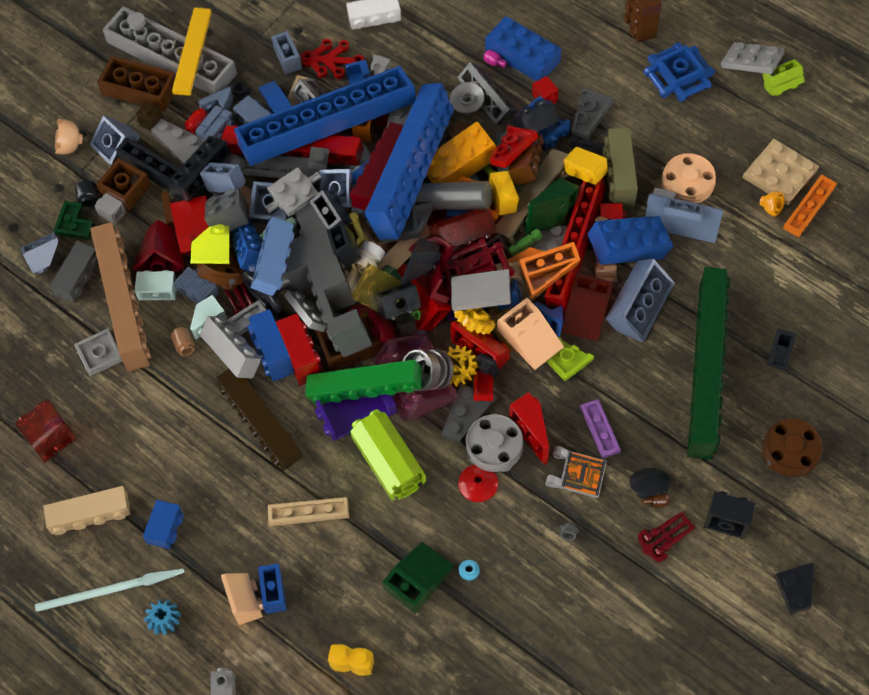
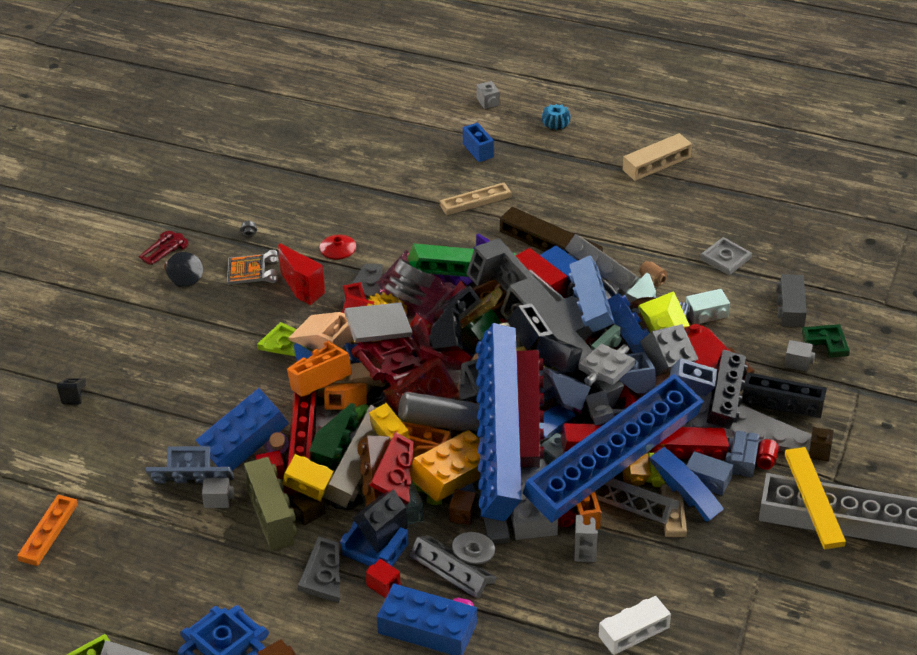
camera: 160 degrees right, 20 degrees down
(40, 253) = (841, 305): sand blue slope -> none
(45, 430) = (724, 182): clear red slope -> none
(67, 137) = (892, 401): light nougat cylinder -> none
(86, 193) = (833, 364): black head -> none
(109, 136) = (839, 415): sand blue slope -> none
(121, 297) = (746, 291): medium nougat brick -> none
(124, 183) = (799, 366): reddish brown brick -> none
(136, 20) = (904, 514): light grey tile -> none
(136, 83) = (860, 466): reddish brown brick -> none
(147, 579) = (581, 137): light aqua piece -> none
(159, 250) = (725, 324): dark red slope -> none
(163, 524) = (589, 161): blue brick -> none
(221, 98) = (755, 478): sand blue slope -> none
(240, 90) = (742, 501): black plate -> none
(242, 597) = (502, 130): light nougat slope -> none
(286, 52) = (710, 542): sand blue brick -> none
(310, 58) = (681, 555): red plant -> none
(346, 659) = (397, 123): yellow brick -> none
(357, 71) = (614, 551): blue panel -> none
(387, 455) = (418, 226): lime brick -> none
(416, 577) = (366, 172): dark green slope -> none
(469, 575) = (325, 192): medium azure plate -> none
(494, 443) = (338, 263): light grey piece -> none
(586, 144) = (312, 536): black axle -> none
(587, 306) = (273, 381): clear red slope -> none
(600, 428) = (238, 302): medium lavender tile -> none
(640, 300) = (222, 394): sand blue slope -> none
(689, 180) = (190, 521): light nougat piece -> none
(708, 364) = (143, 358): dark green brick -> none
(729, 514) = (109, 254): black brick -> none
(773, 203) = (92, 520): light orange brick -> none
(781, 170) = (84, 563): tan plate -> none
(792, 447) = (55, 319): reddish brown piece -> none
(796, 587) = (46, 239): black wing -> none

